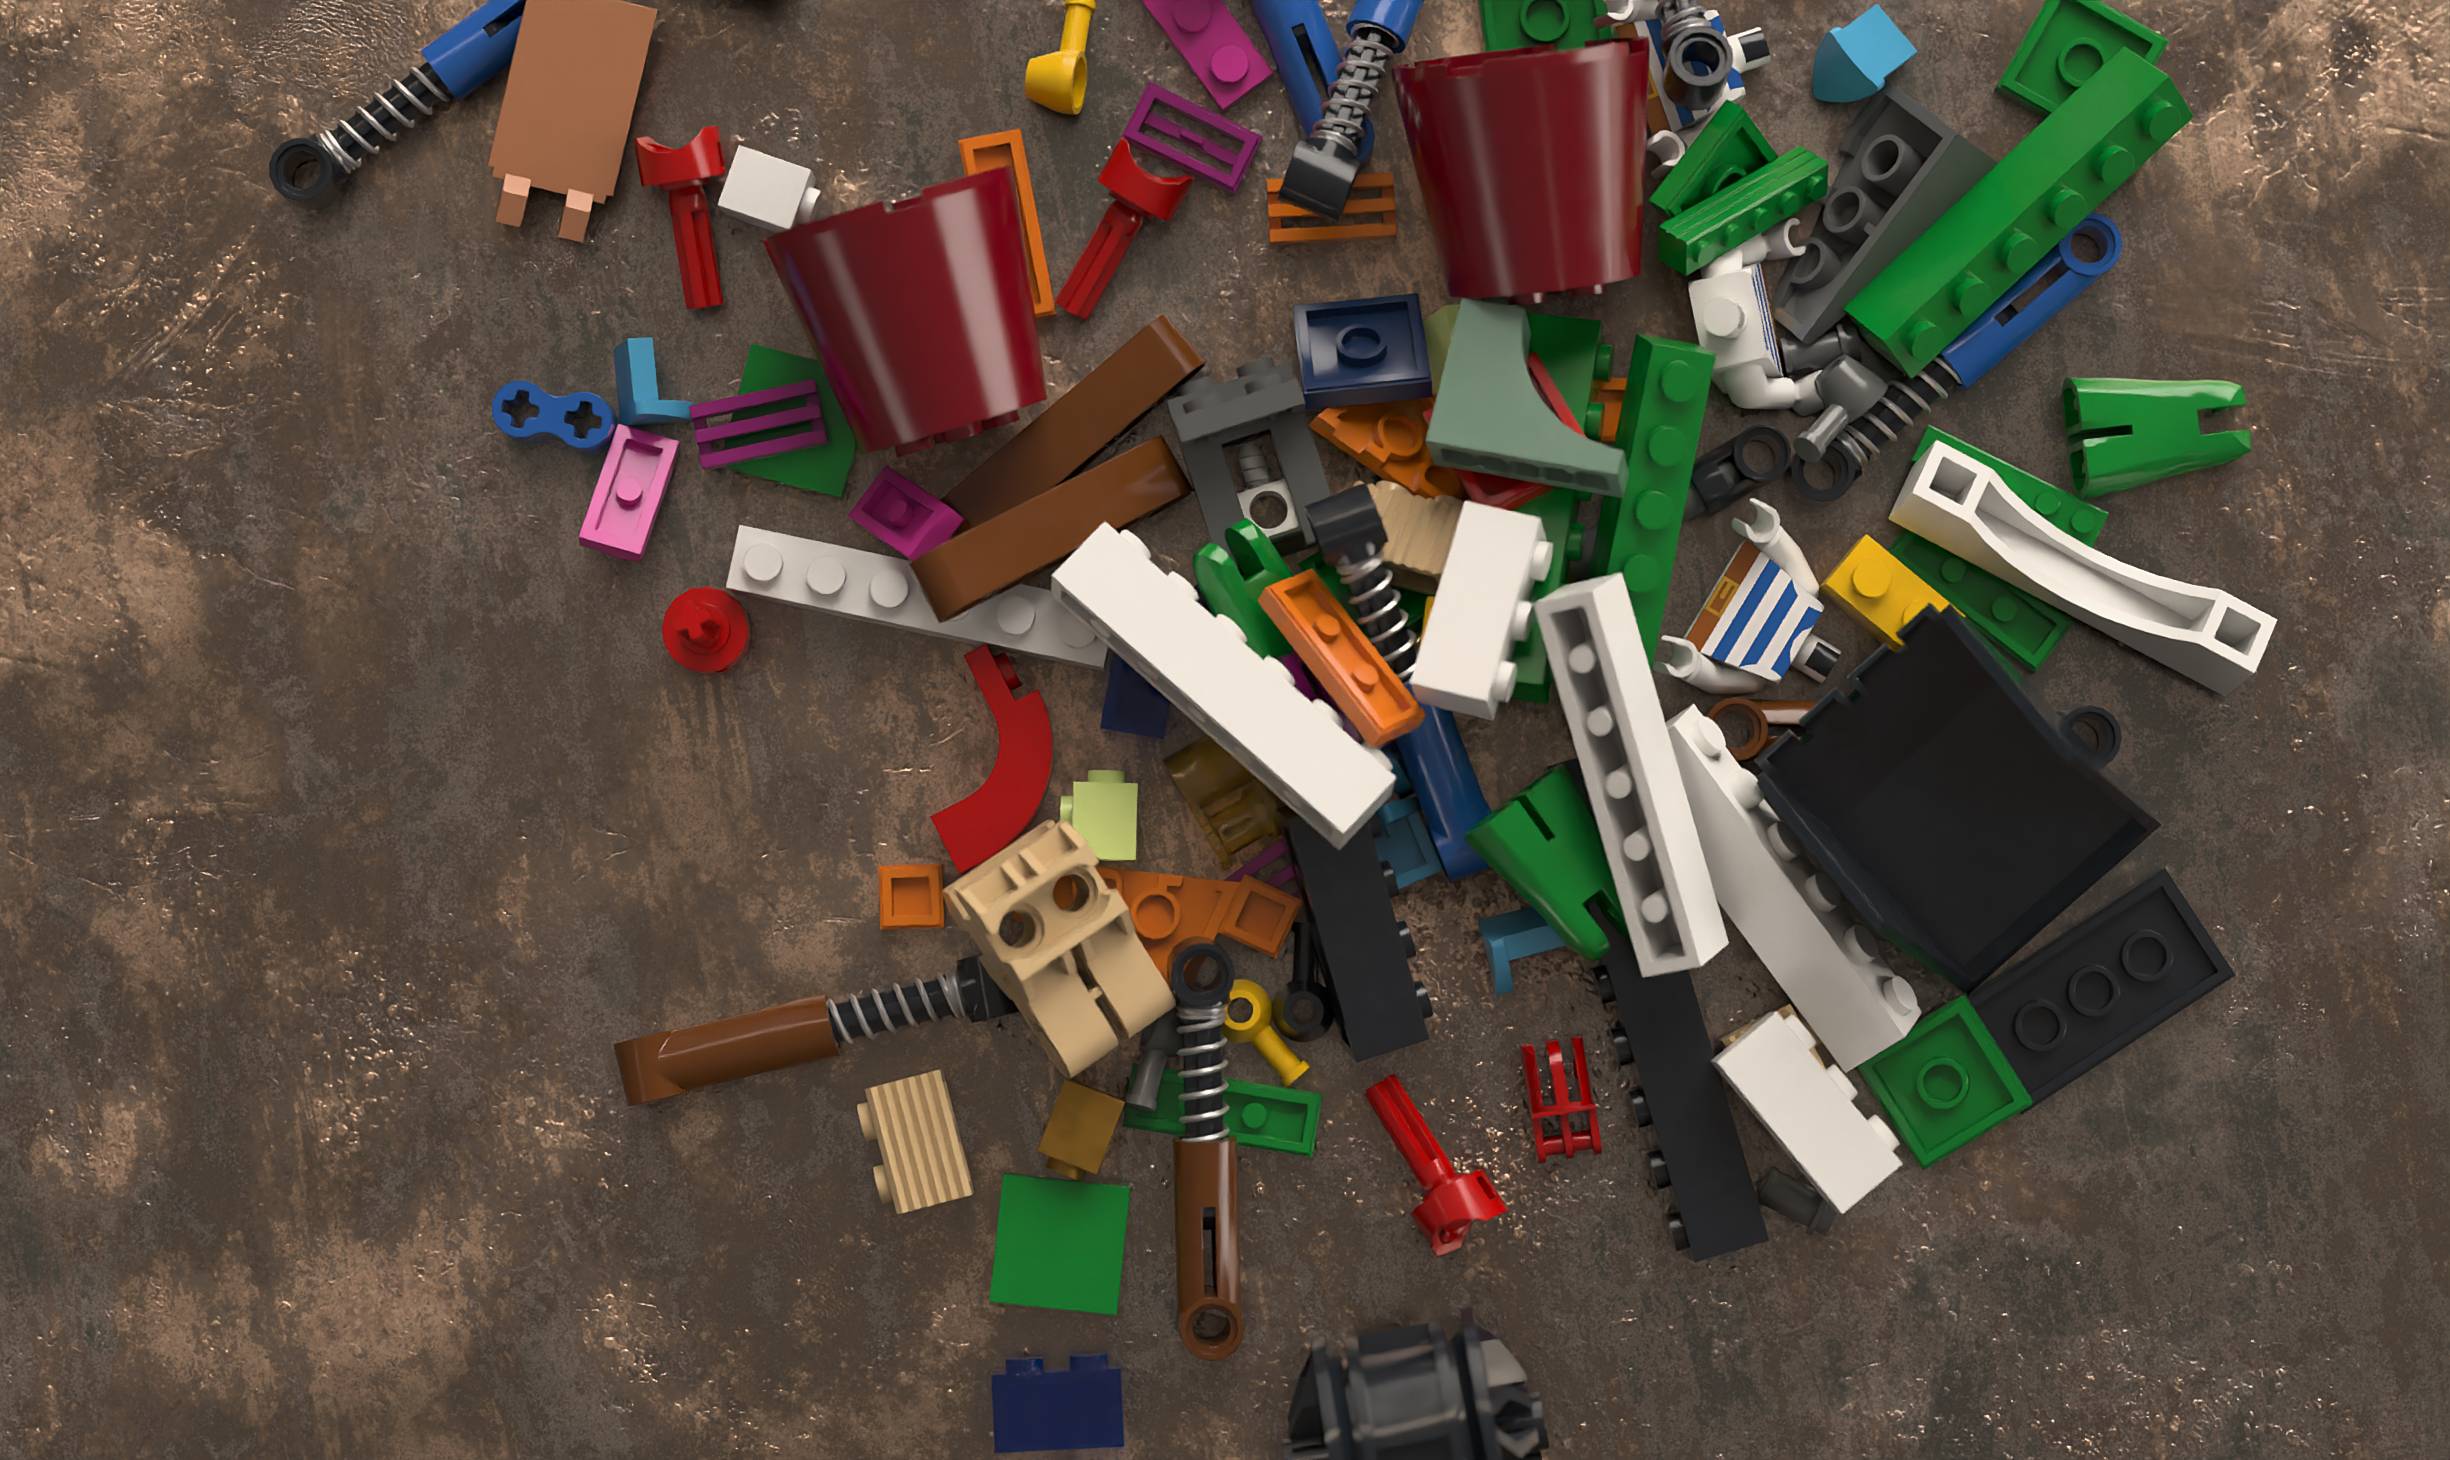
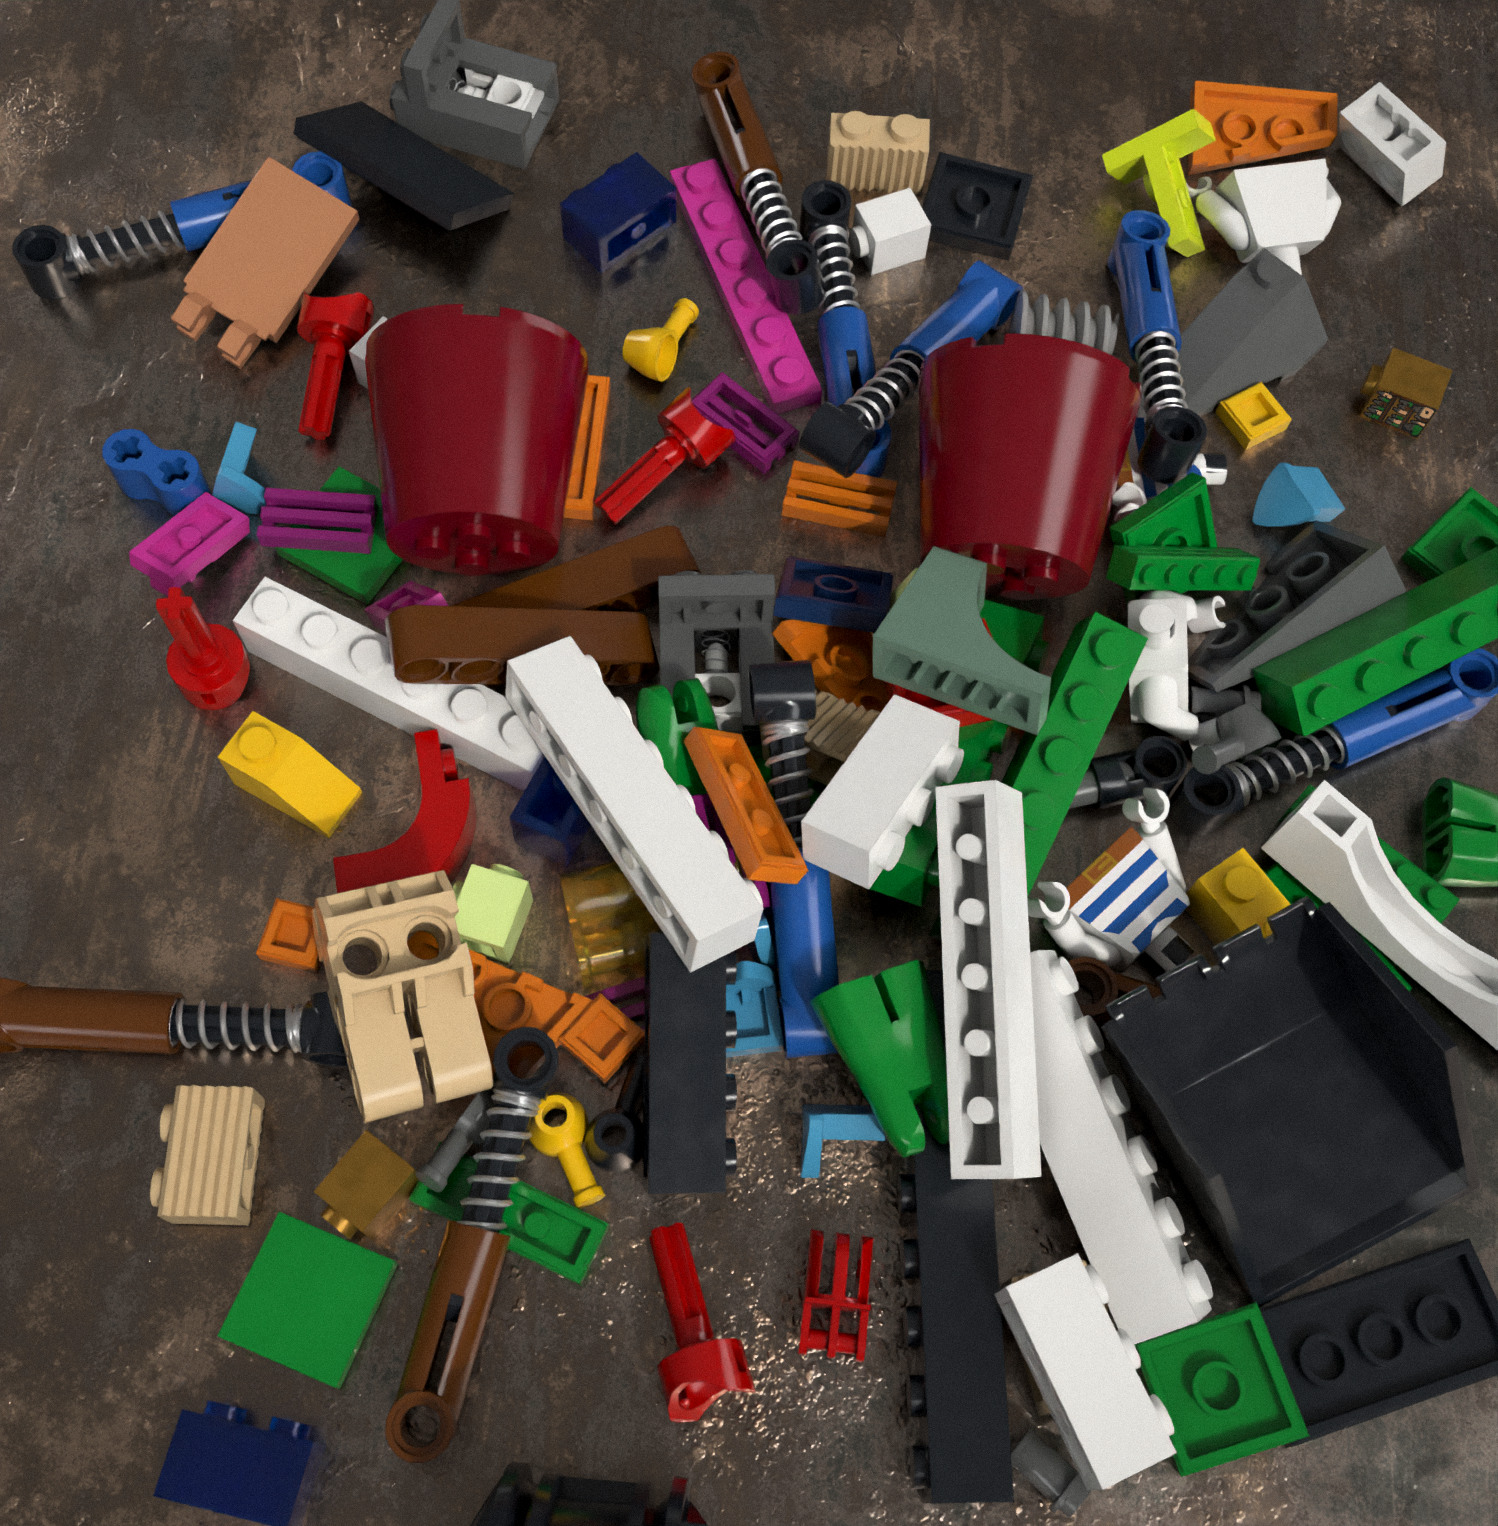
camera: 10 degrees right, 20 degrees down
(845, 732) = (288, 774): none -> yellow slope

